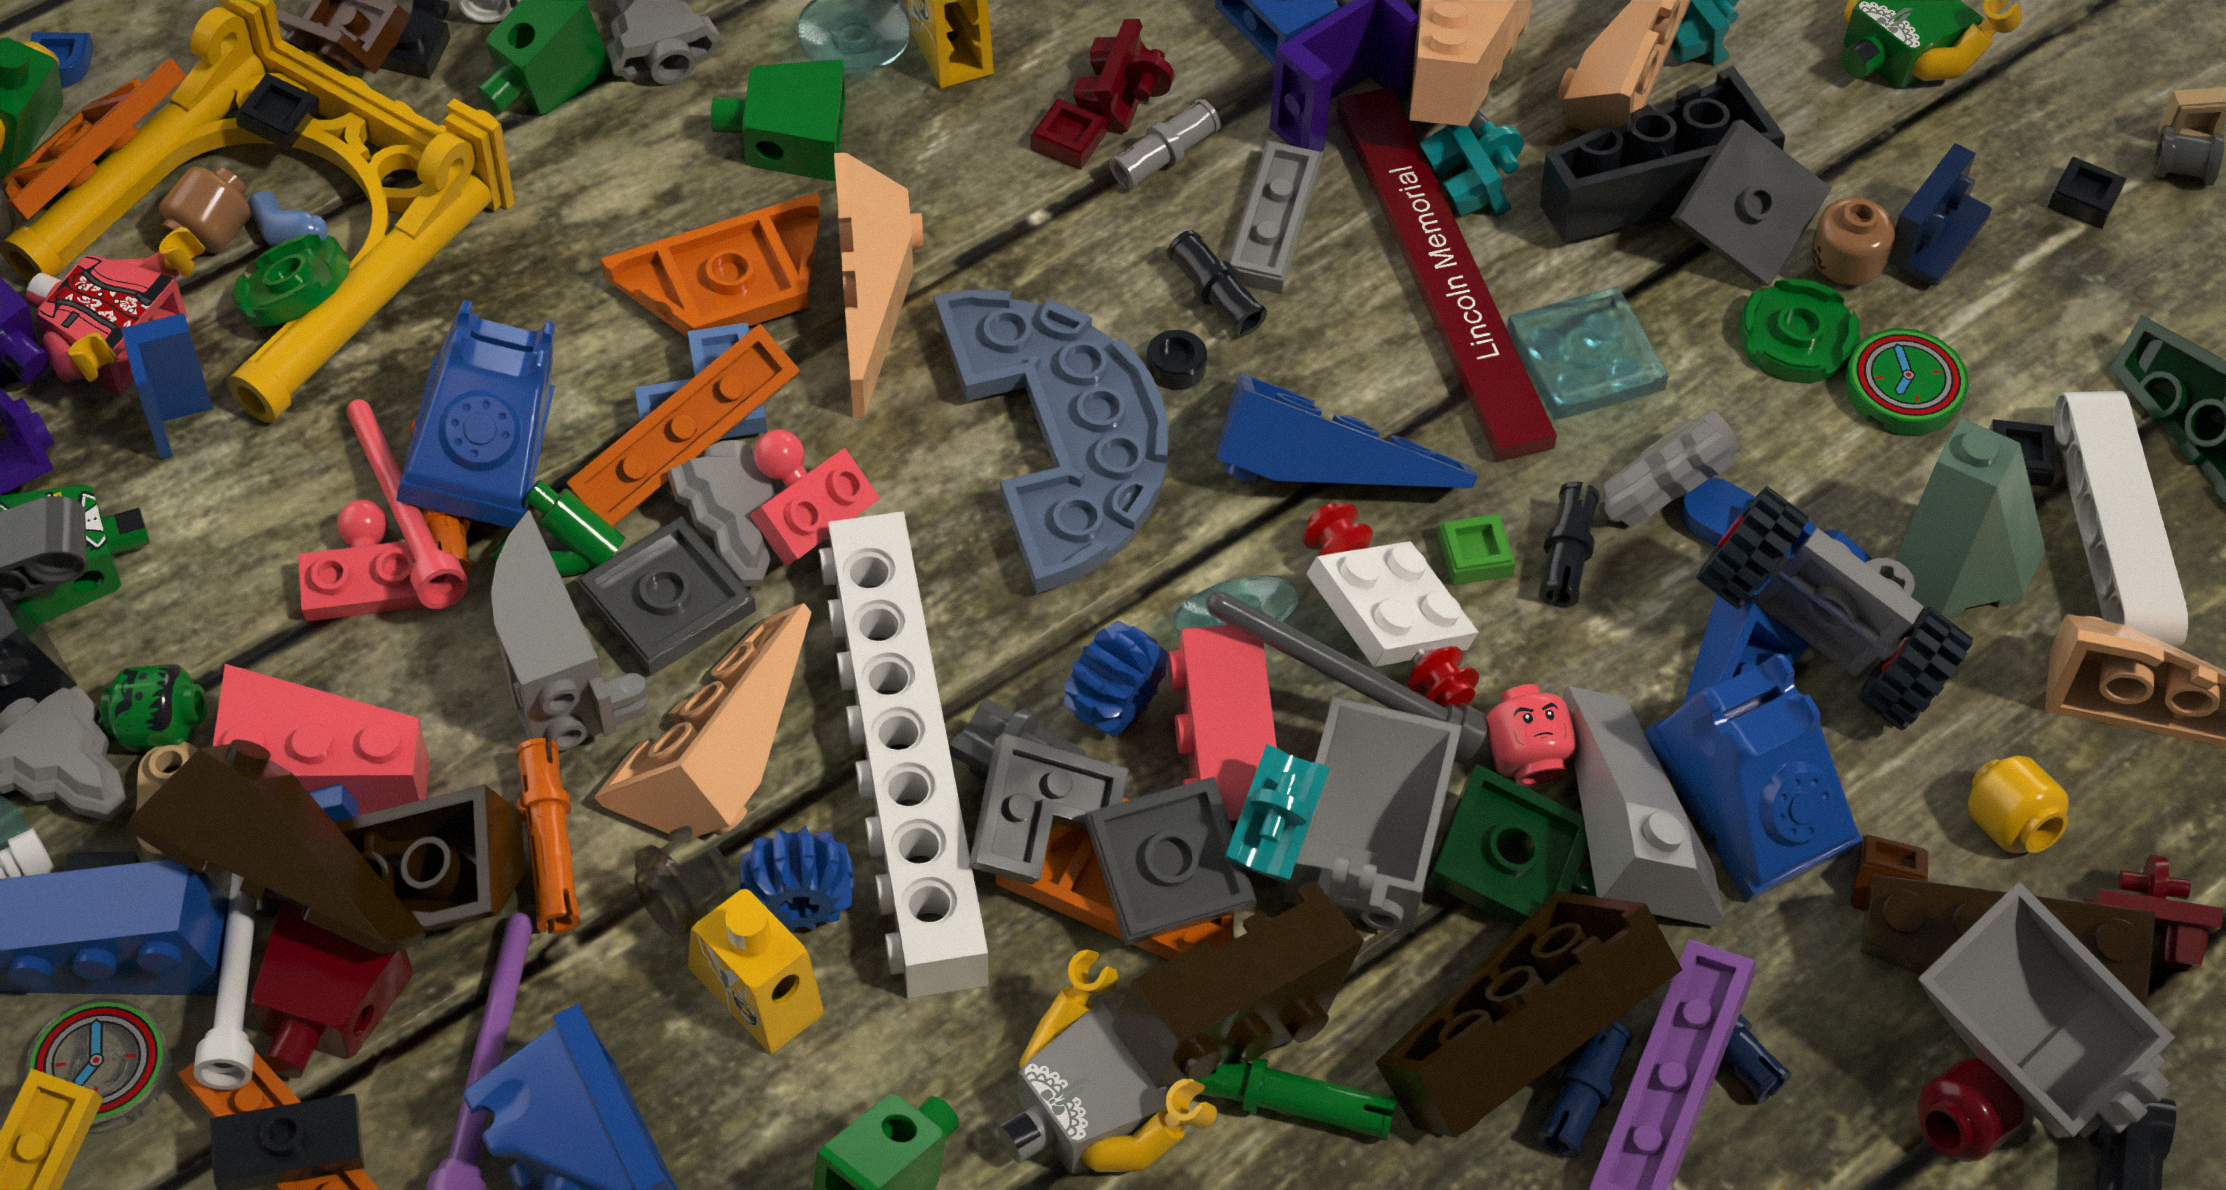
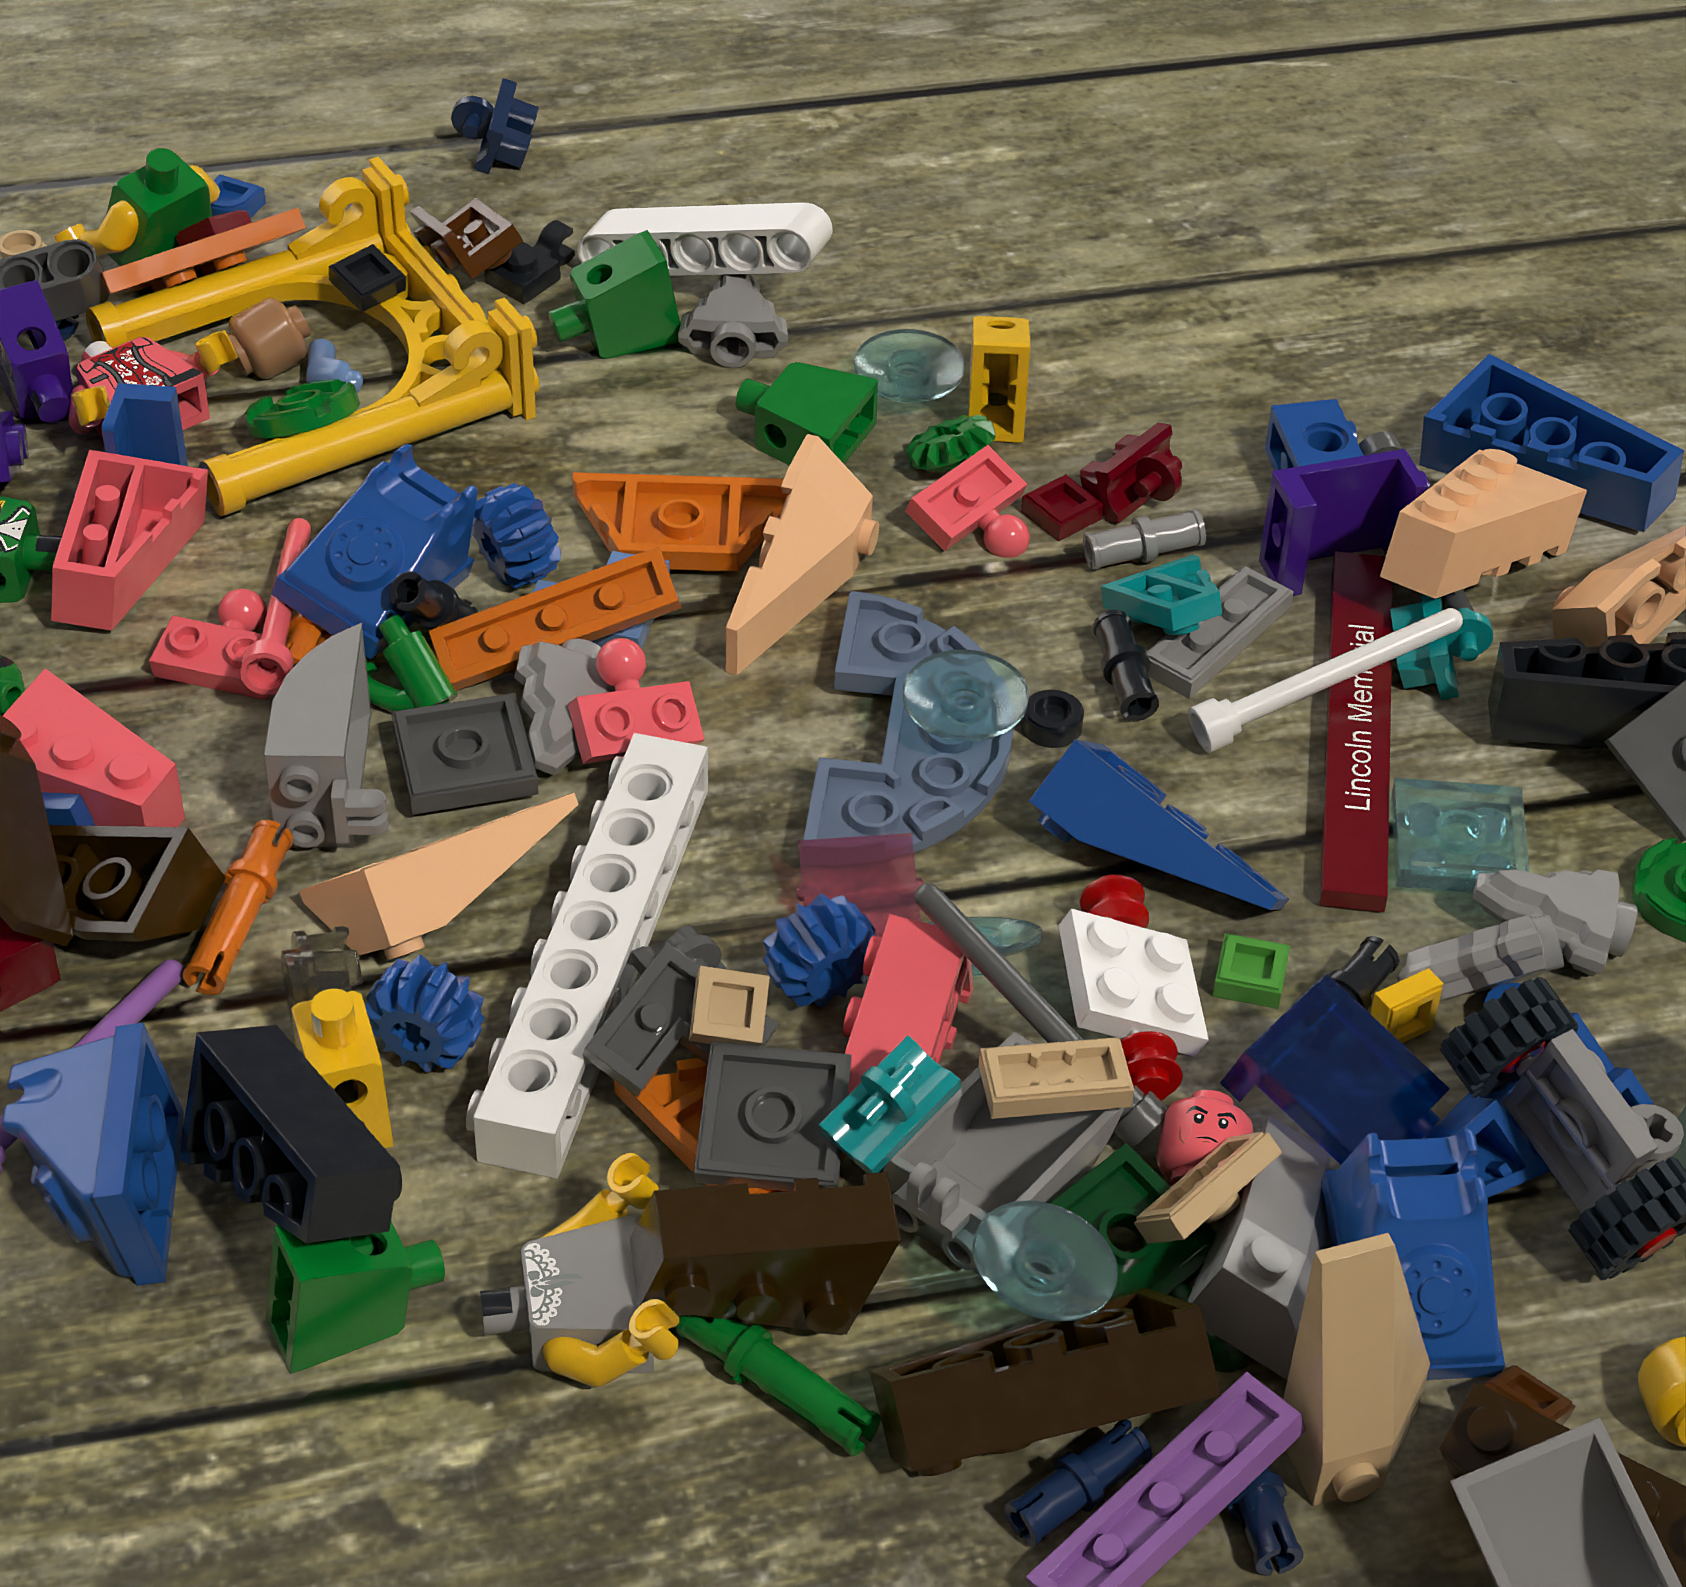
camera: 25 degrees right, 10 degrees down
(75, 104) = (213, 226): none -> dark red tile
(194, 485) = (122, 535): none -> coral wedge
(560, 454) = (429, 602): none -> black pin
(593, 349) = (515, 535): none -> blue gear
(773, 1063) = (285, 1137): none -> black wedge
(938, 102) = (950, 443): none -> green gear
(986, 159) = (971, 499): none -> coral plate
(1089, 775) = (729, 1007): none -> tan plate
(1101, 588) = (868, 870): none -> clear pink piece
(1113, 356) = (965, 695): none -> clear light blue dish
(1221, 198) = (1166, 596): none -> teal wing
(1328, 313) = (1217, 722): none -> white piece
(1400, 731) = (1055, 1077): none -> tan plate
(1475, 904) = (1044, 1260): none -> clear light blue dish
(1571, 782) = (1208, 1189): none -> tan plate
(1616, 632) = (1339, 1073): none -> clear blue panel
(1627, 542) = (1409, 1005): none -> yellow tile
(1718, 382) = (1581, 906): none -> light grey rock
(1780, 913) = (1354, 1370): none -> tan wedge

